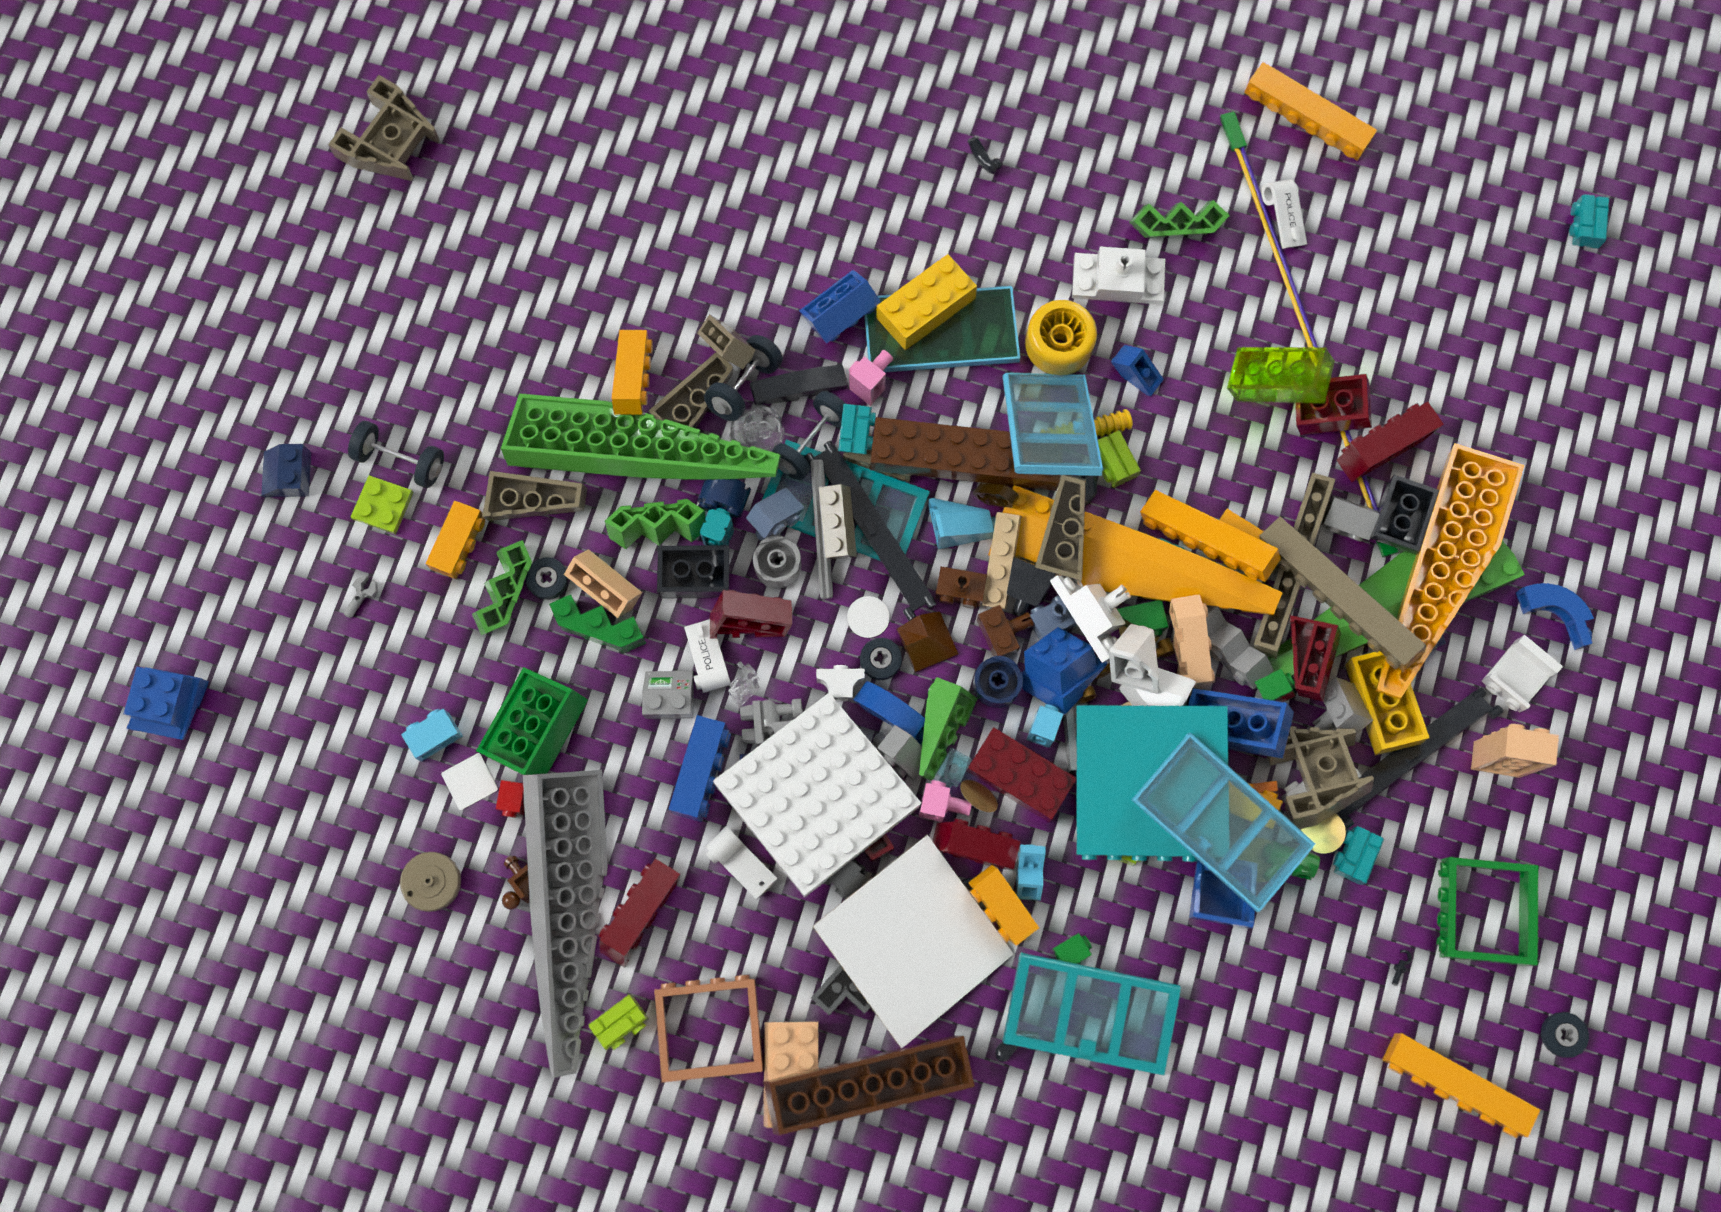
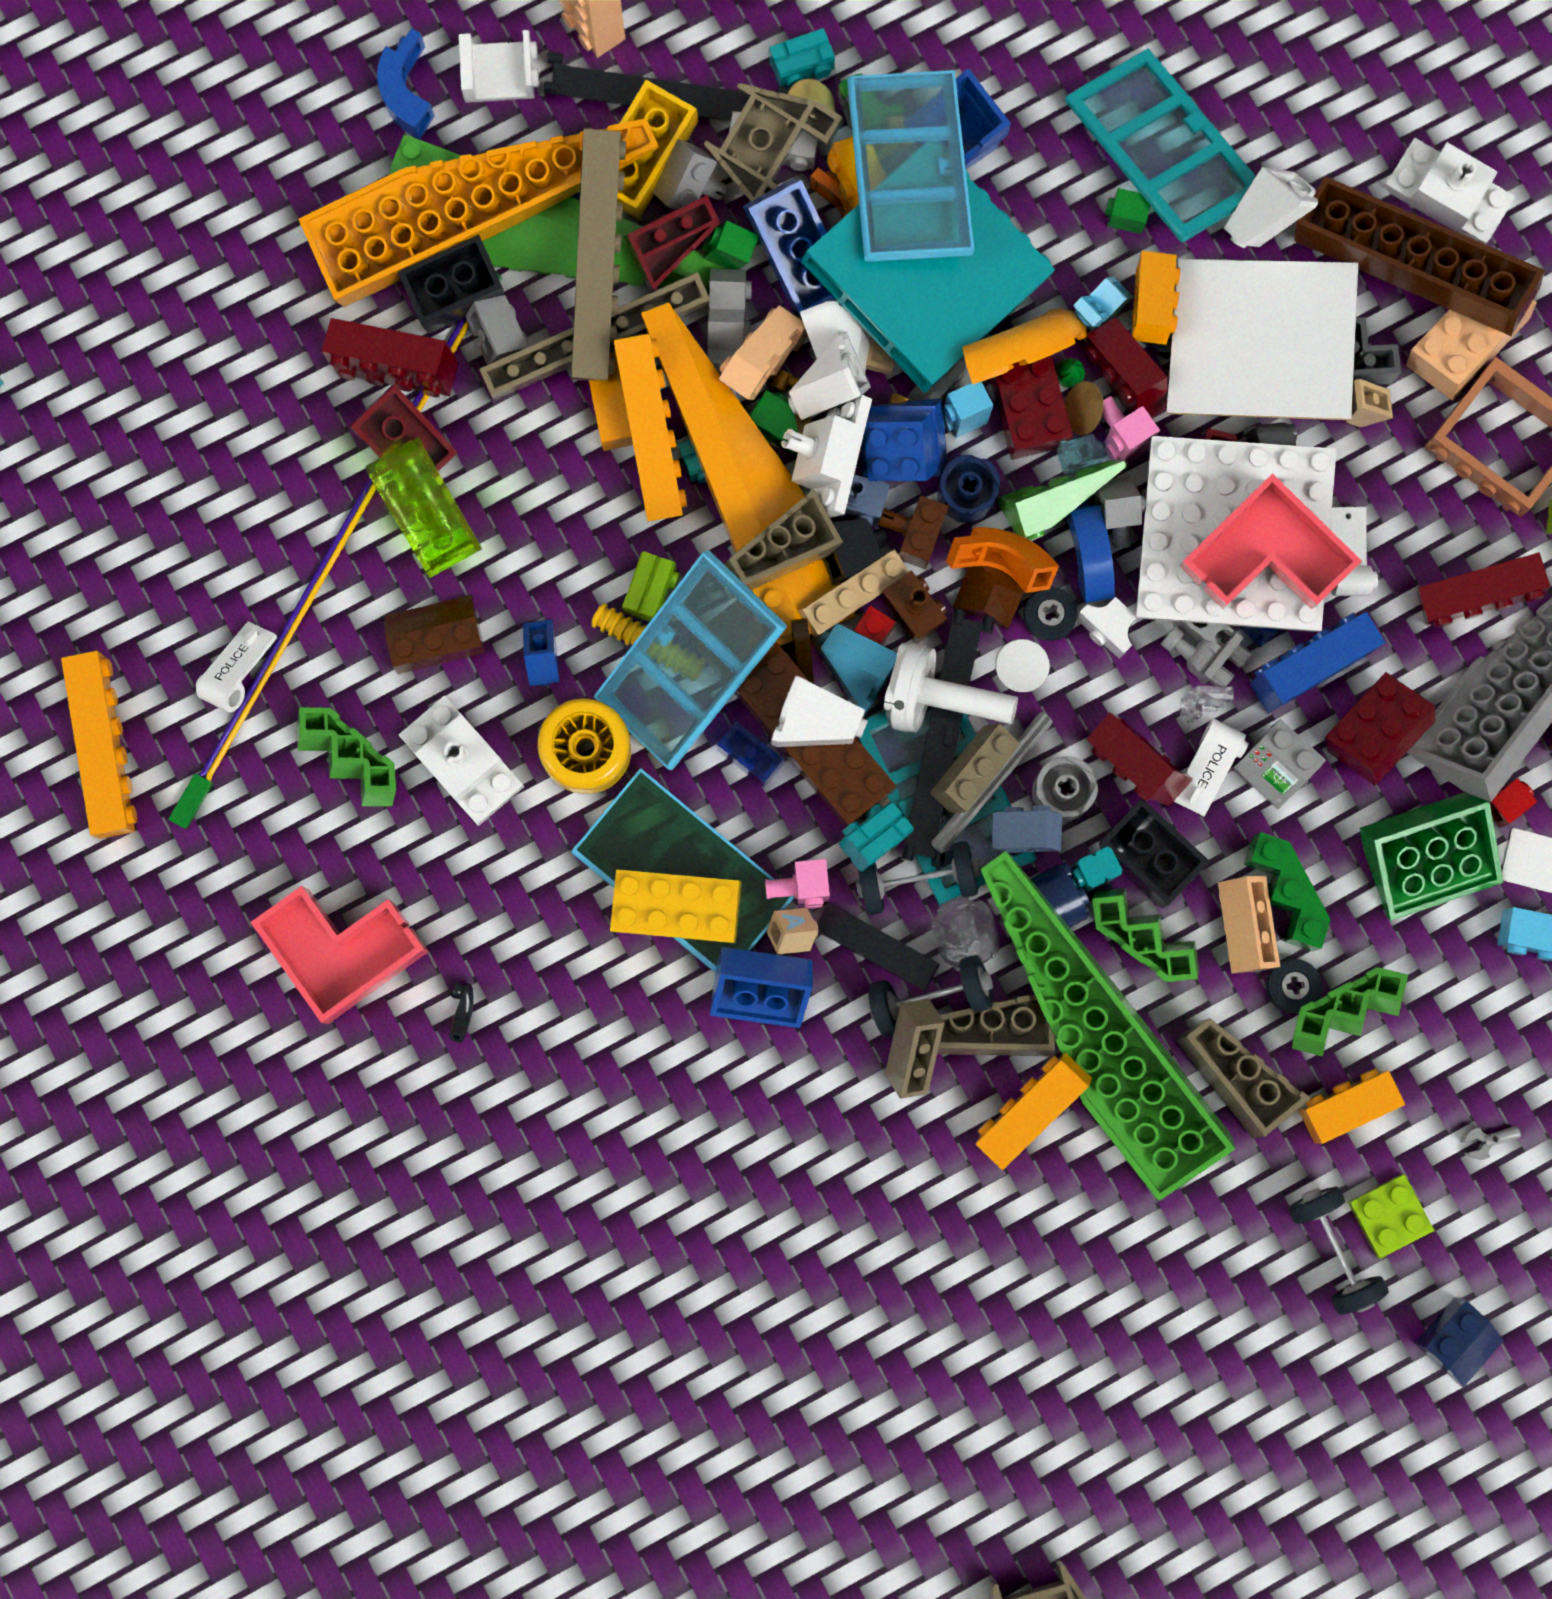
camera: 140 degrees left, 5 degrees up
(626, 765) = (1380, 728): none -> dark red brick
(792, 800) = (1273, 532): none -> coral piece
(812, 962) = (1369, 404): none -> tan slope
(851, 348) = (792, 930): none -> tan brick
(889, 1167) = (1450, 189): none -> white brick
(912, 529) = (914, 689): none -> white piece
(945, 664) = (1008, 552): none -> orange arch
(950, 448) = (817, 718): none -> white slope
(970, 415) = (750, 754): none -> clear blue brick
(970, 551) = (875, 626): none -> red brick
(988, 1034) = (1270, 206): none -> white slope
(1008, 814) = (1070, 372): none -> green plate
(1047, 787) = (1023, 344): none -> light orange brick
(1075, 113) = (337, 967): none -> coral piece
(1204, 326) = (433, 634): none -> reddish brown slope

